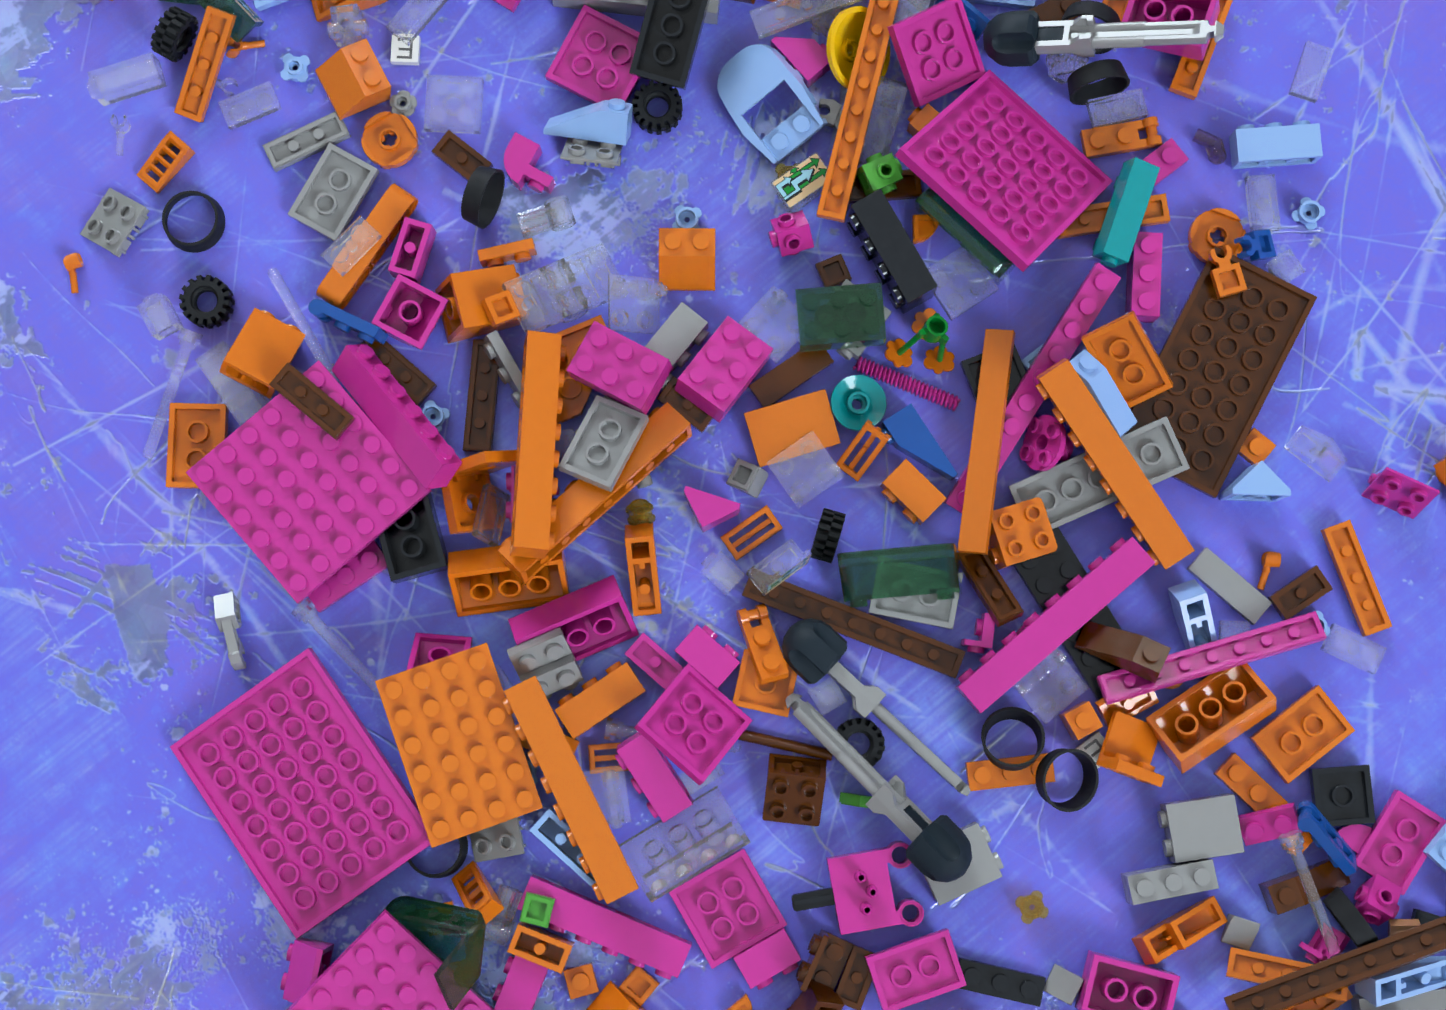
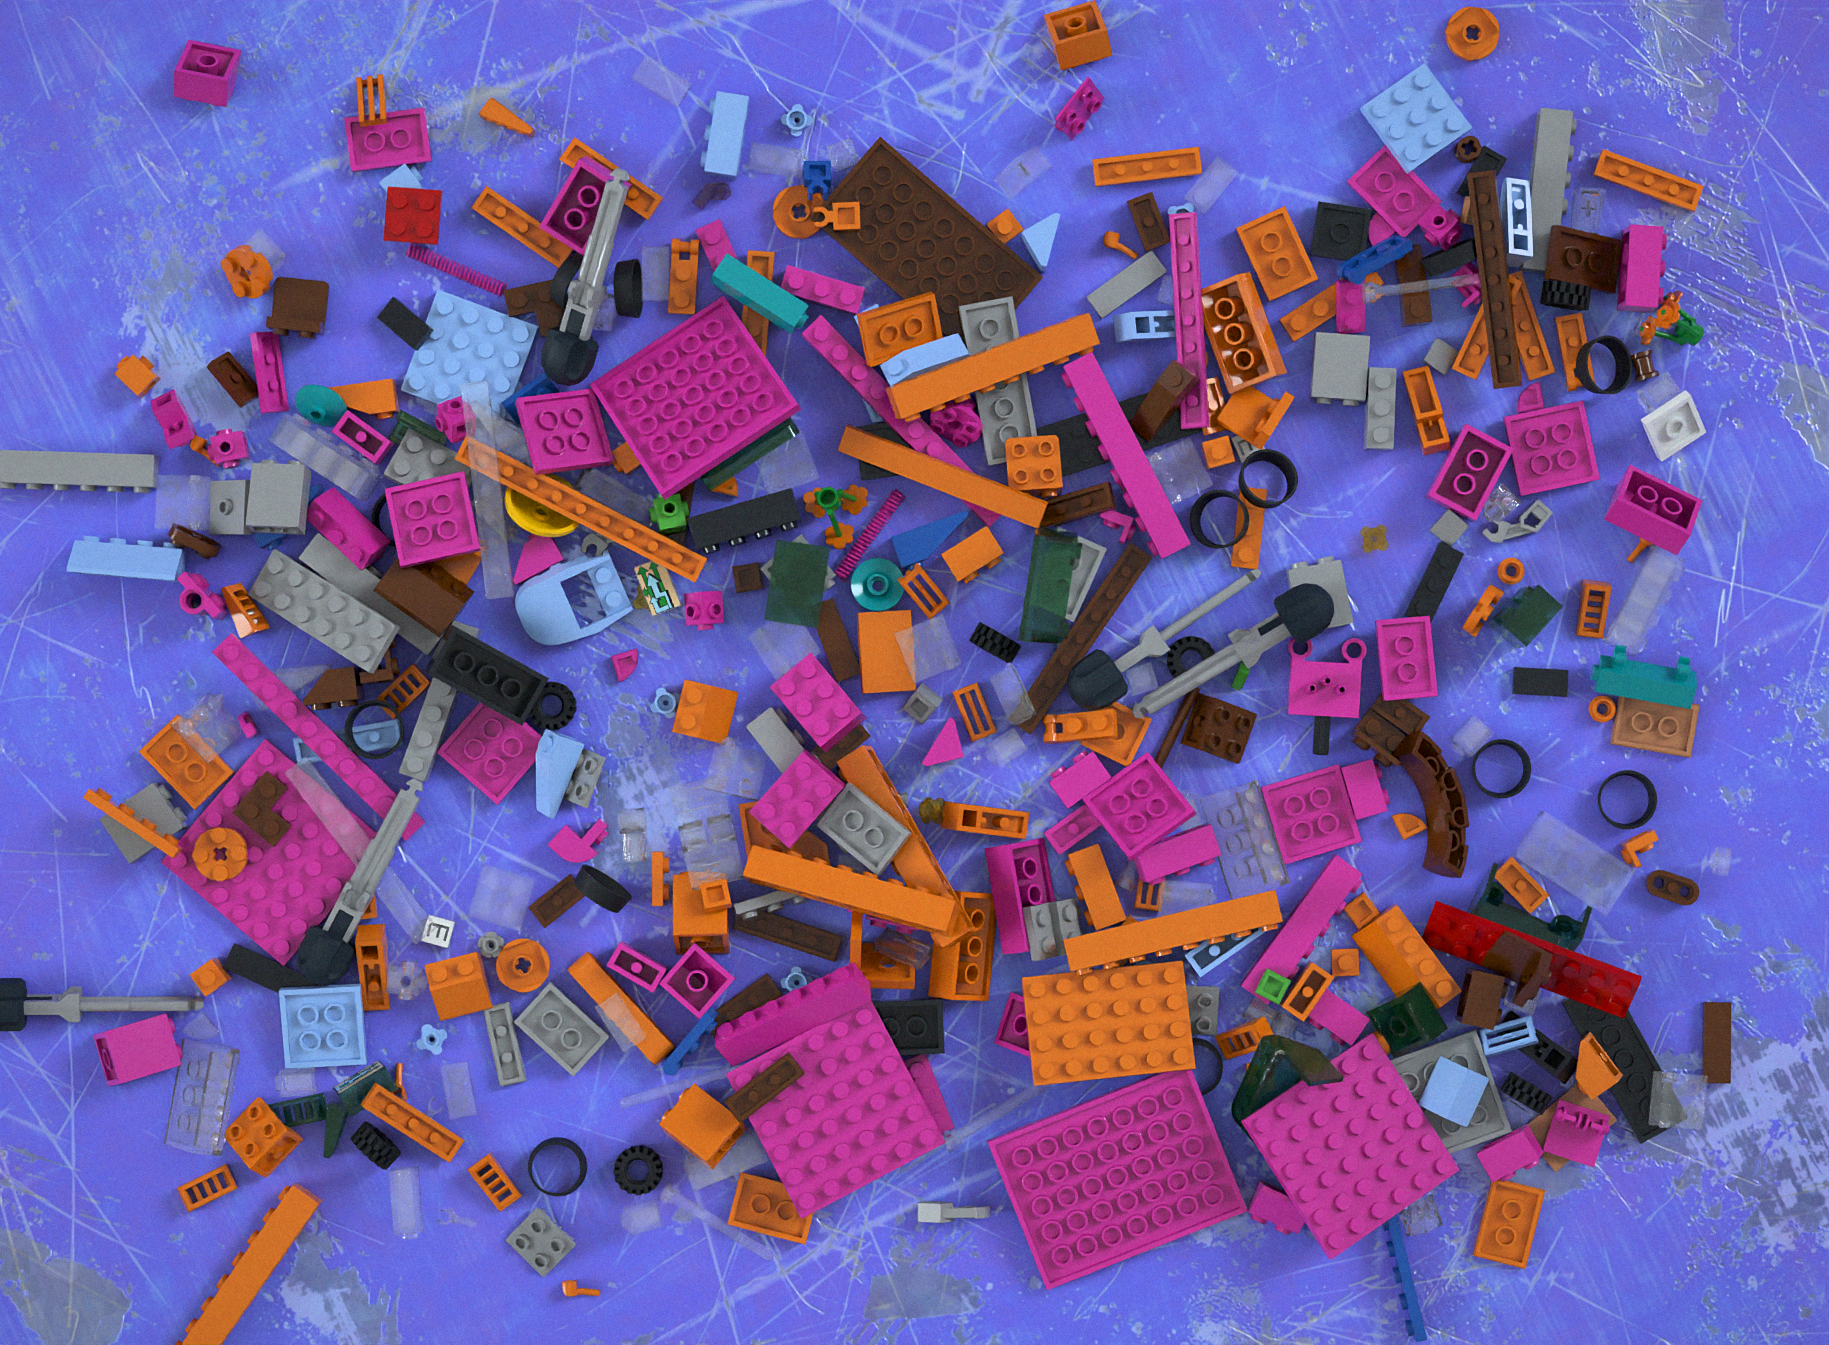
camera: 70 degrees left, 5 degrees up
(716, 171) = (625, 664): none -> dark pink tile

